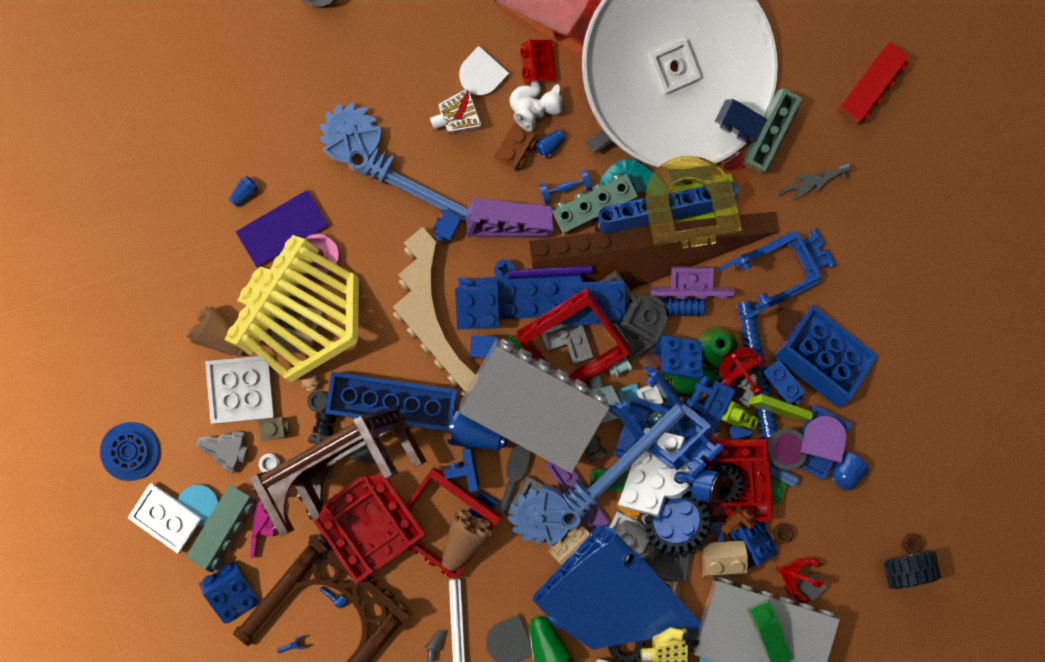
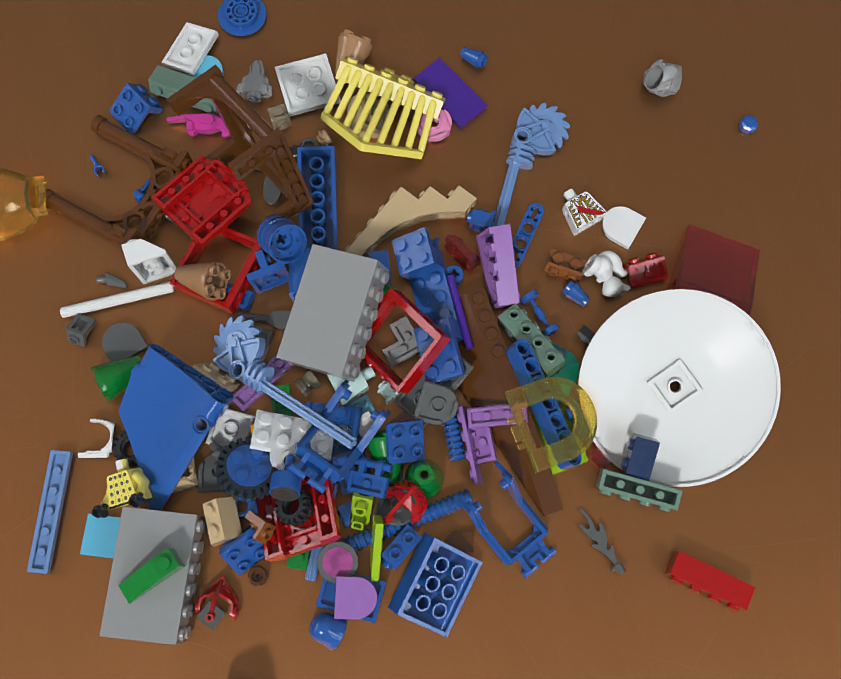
camera: 80 degrees right, 10 degrees down
(428, 598) = (148, 260): none -> white slope
(440, 446) = (289, 244): none -> blue wheel
(471, 183) = (527, 236): none -> blue beam
(481, 254) = (461, 253): none -> clear red slope
(669, 264) = (491, 416): none -> medium lavender tile

